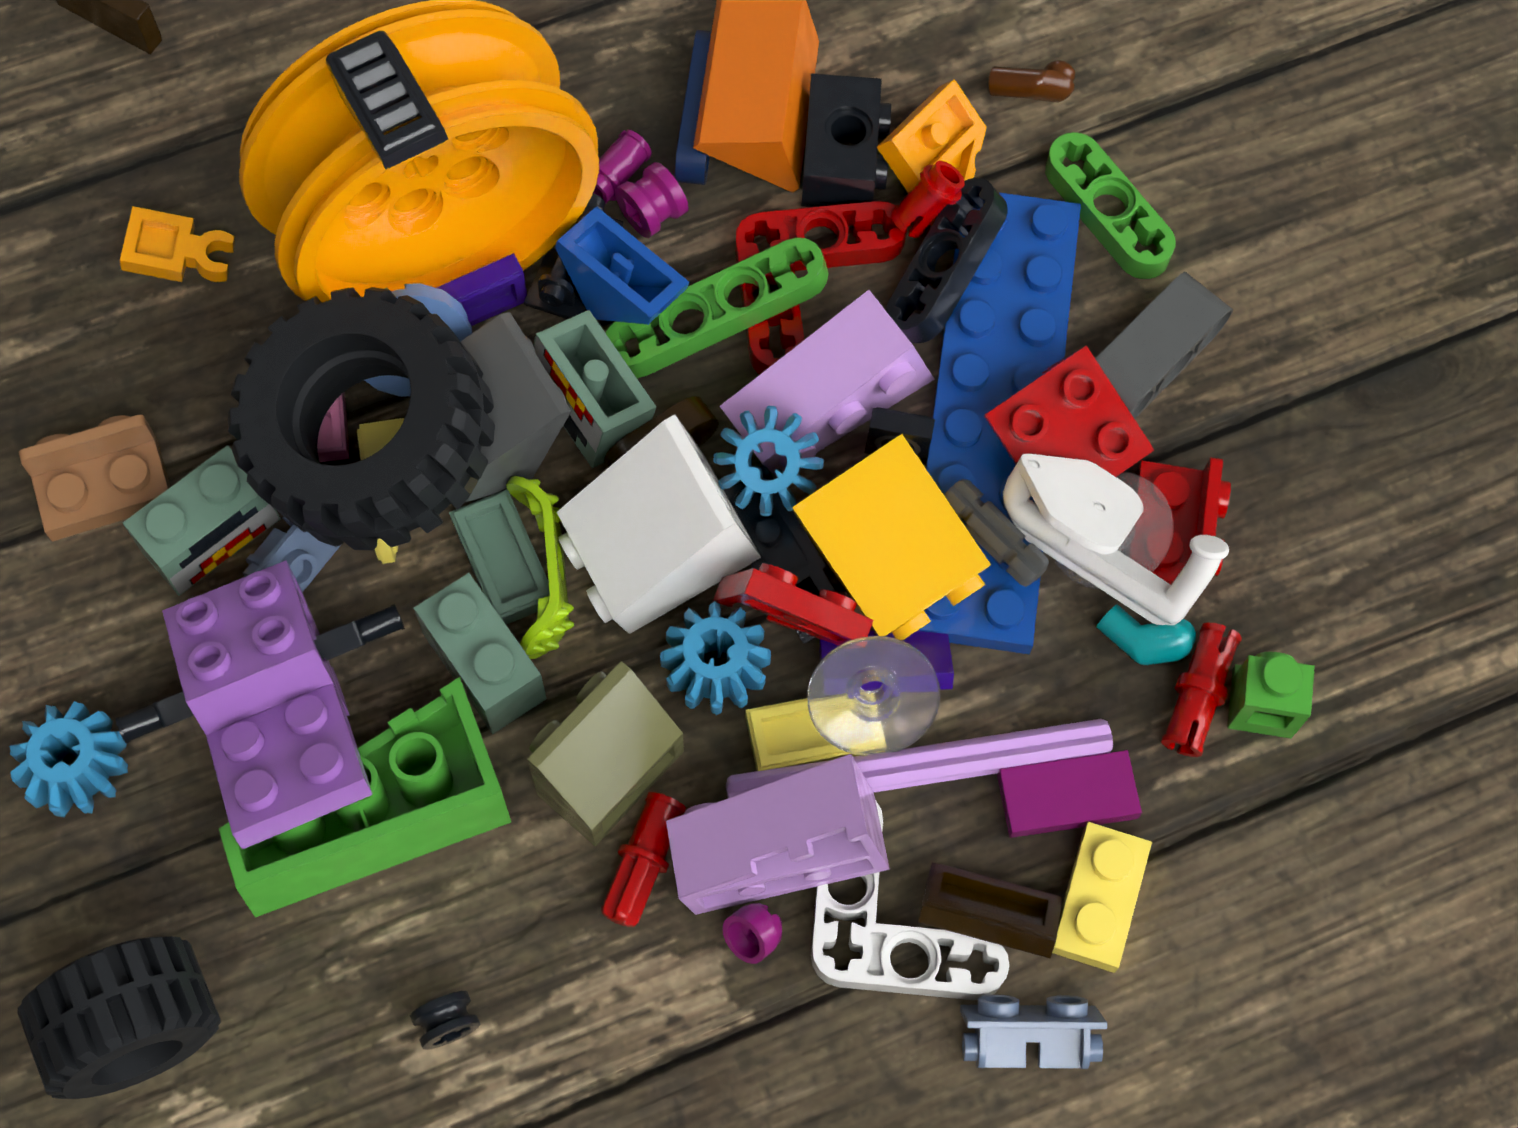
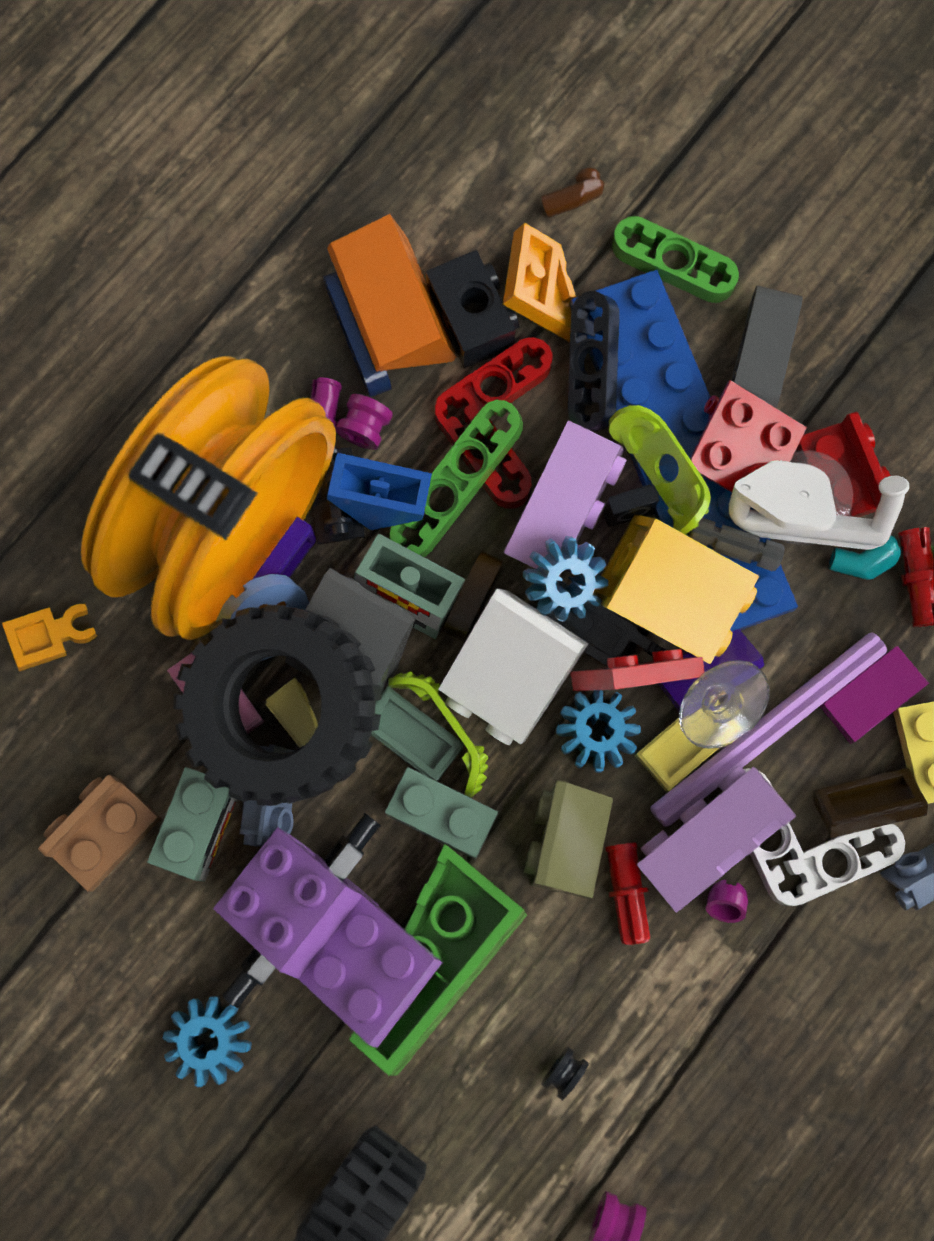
camera: 25 degrees left, 10 degrees up
(938, 187) = (563, 315): red pin -> none
(958, 368) = (649, 440): none -> lime piece

